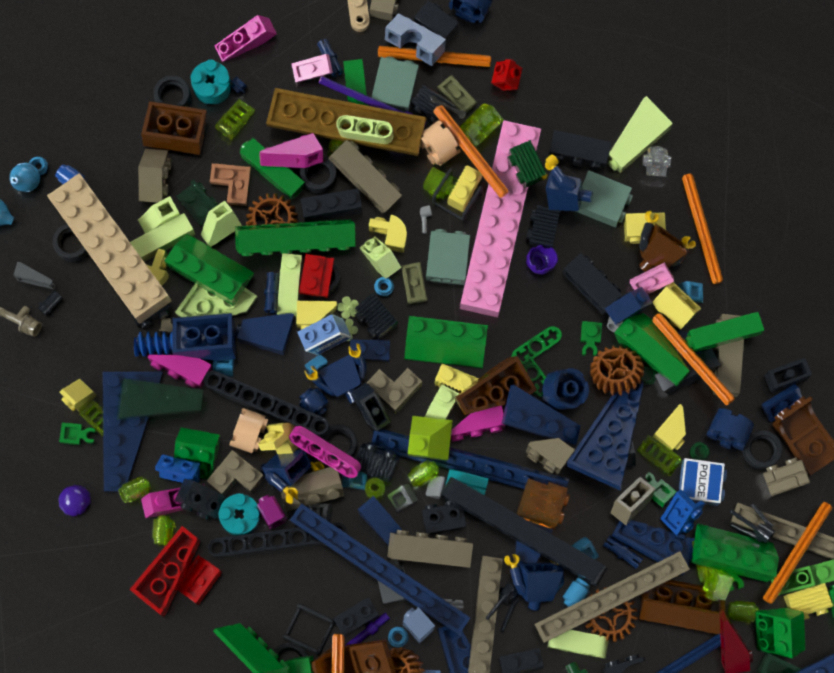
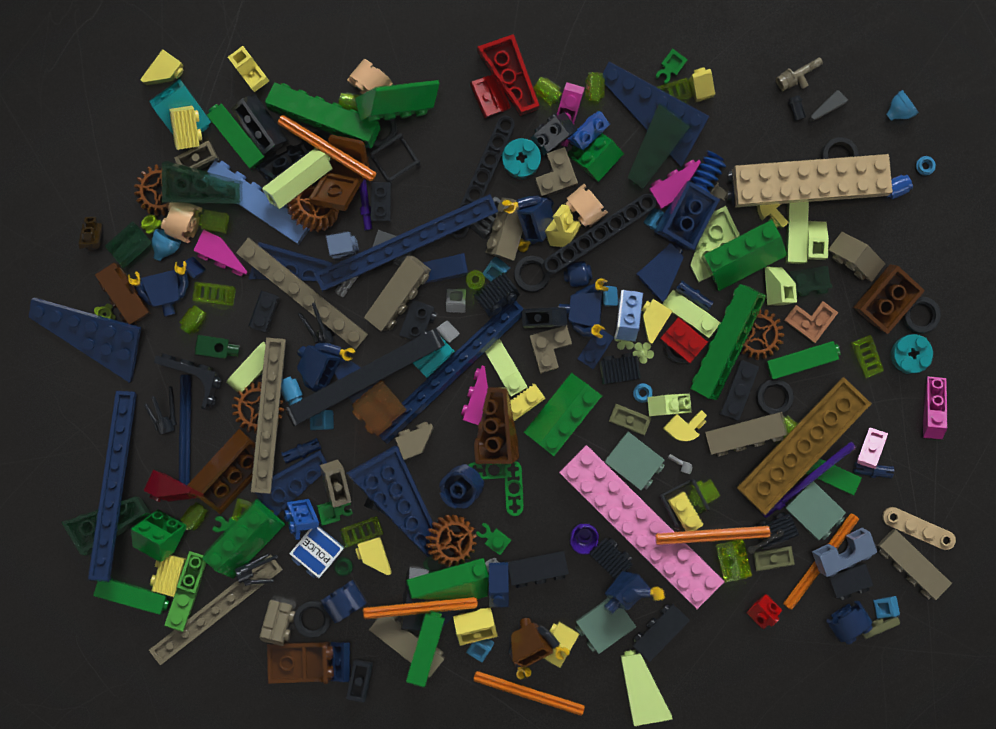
camera: 125 degrees right, 10 degrees up
(24, 177) = (921, 148): dark azure helmet -> none
(74, 500) = (617, 34): dark purple hair -> none
(238, 85) = (896, 377): dark blue plate -> none
(271, 511) = (507, 185): magenta brick -> none
(295, 153) = (800, 387): dark pink slope -> none
(324, 453) = (529, 256): dark pink beam -> none
(358, 123) = (791, 448): yellowish green beam -> none
(398, 630) = (342, 222): dark azure plate -> none
(423, 473) = (464, 328): clear neon green brick -> none
(430, 438) = (488, 349): lime slope -> none
(439, 144) = (737, 514): light nougat brick -> none
(527, 164) = (671, 575): dark green brick -> none
(534, 416) = (452, 448): dark blue wing -> none
(653, 279) = (509, 620): bright pink plate -> none
(656, 161) = (609, 691): clear brick -> none
(717, 584) = (226, 508): clear neon green brick -> none
(797, 552) = (211, 590): orange axle -> none

